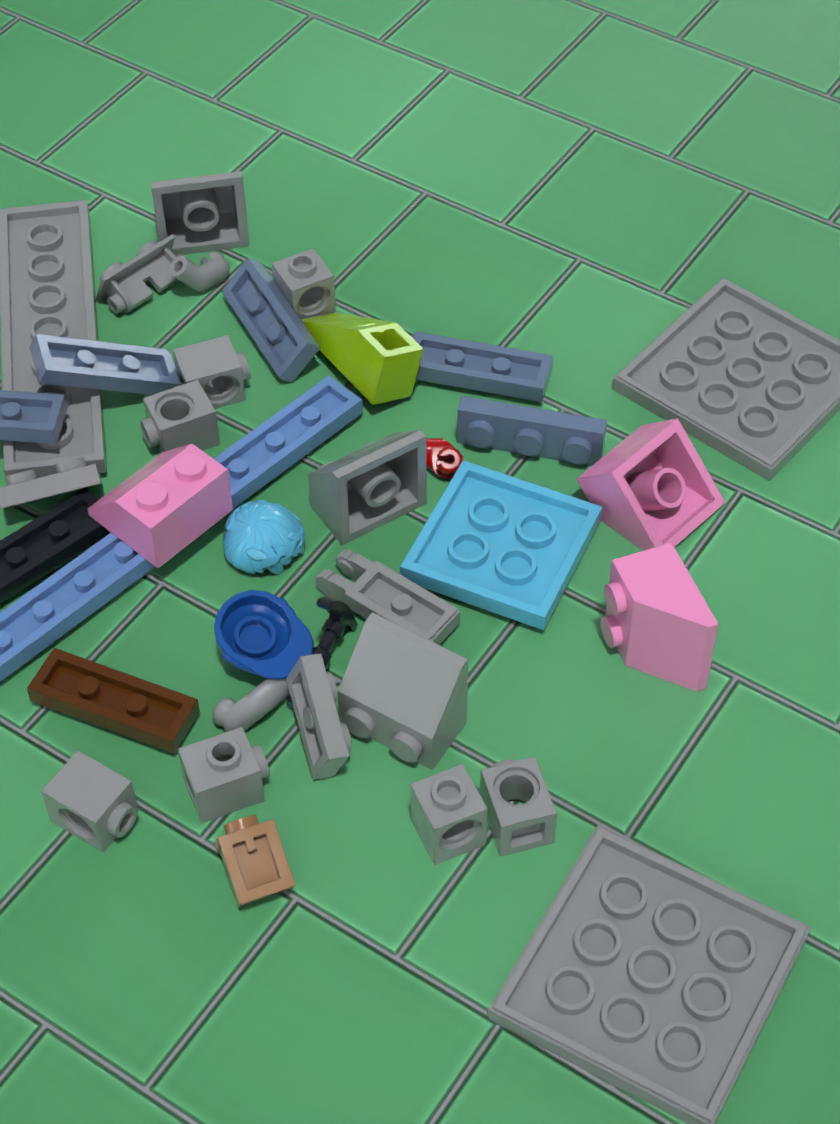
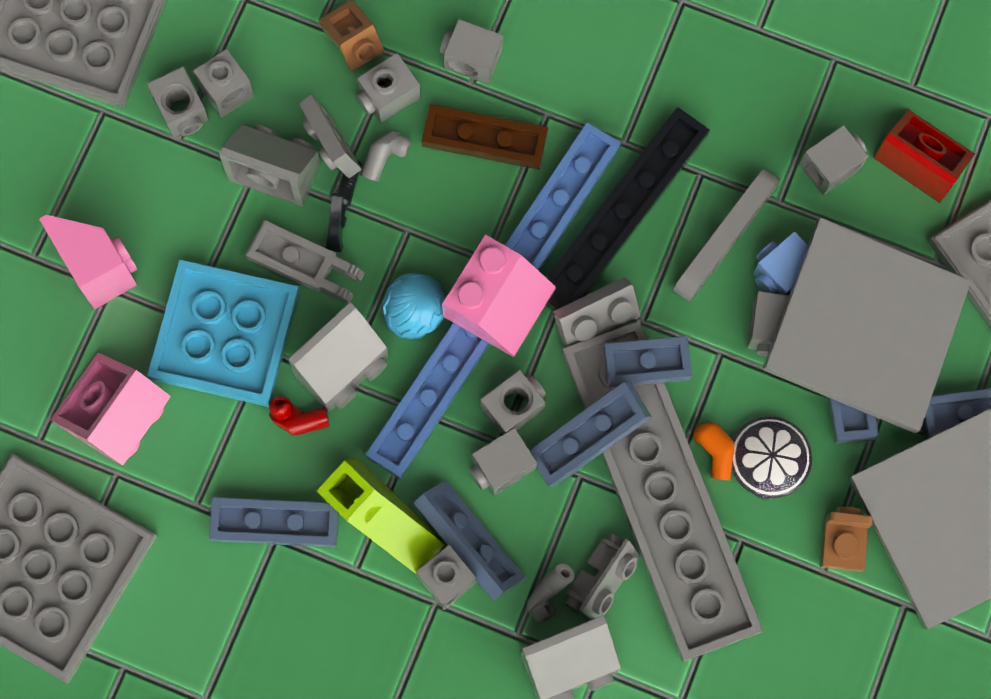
camera: 165 degrees right, 25 degrees up
(261, 634) = (387, 198): blue hat -> none
(530, 431) = (216, 448): sand blue plate -> none

